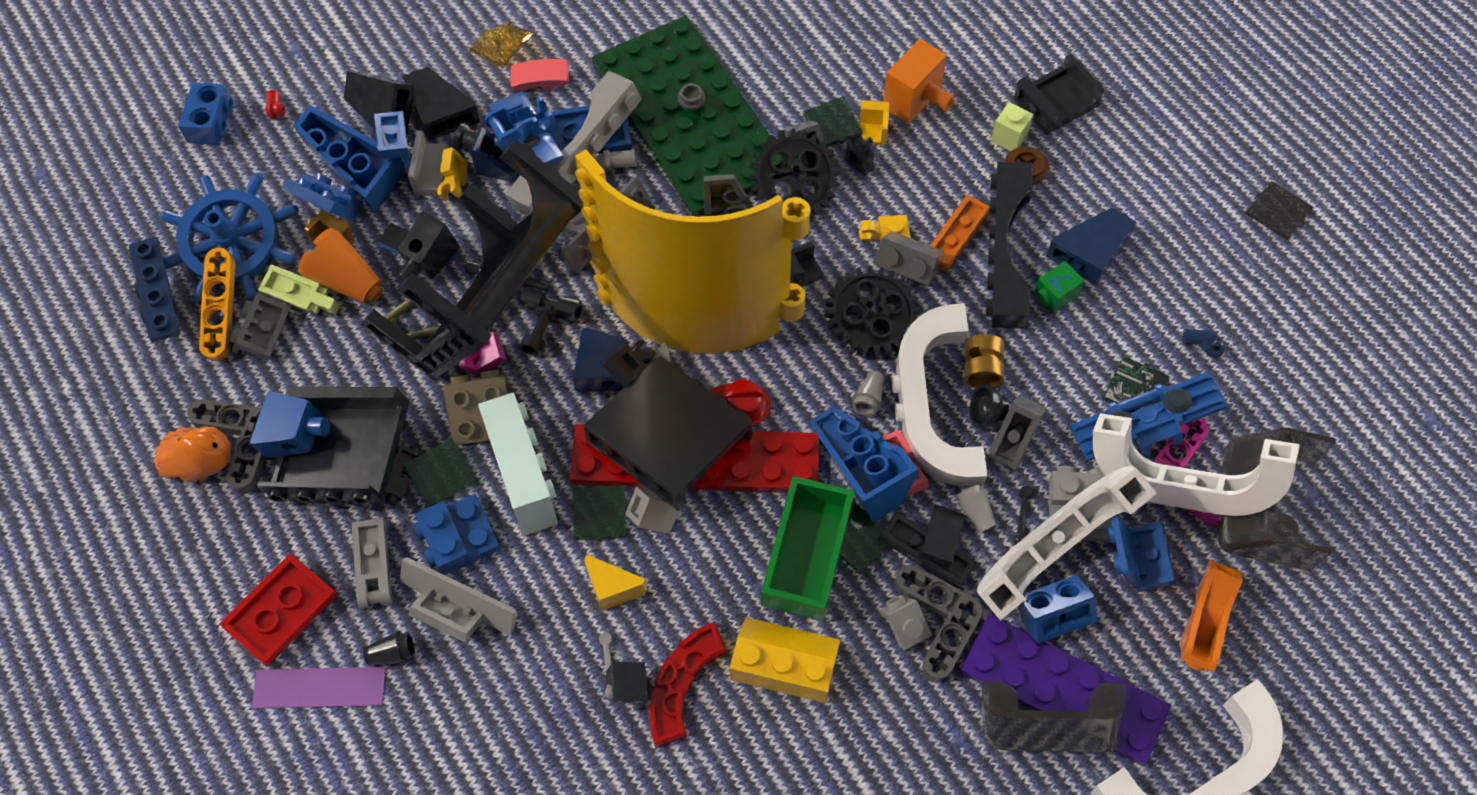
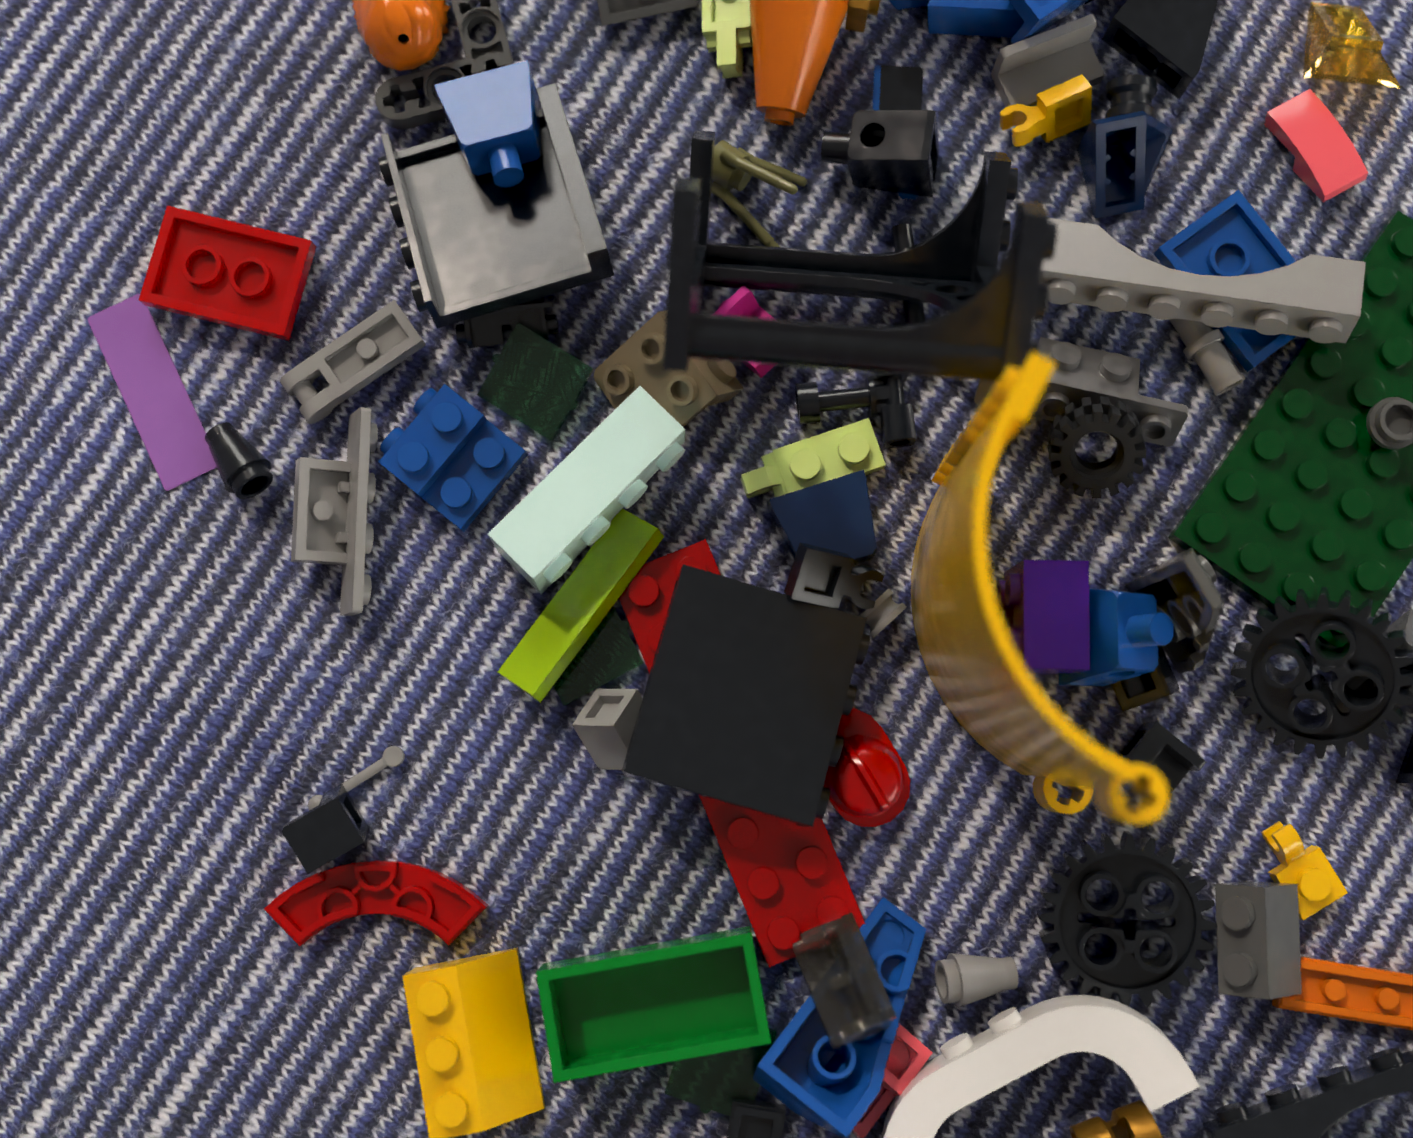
camera: 70 degrees right, 20 degrees up
(517, 119) = (1188, 198): blue piece -> none
(564, 356) = (816, 460): none -> yellowish green hinge
(577, 500) = (580, 604): none -> lime tile
(612, 583) = (471, 725): yellow slope -> none
(839, 444) = (843, 981): none -> clear smoke hinge

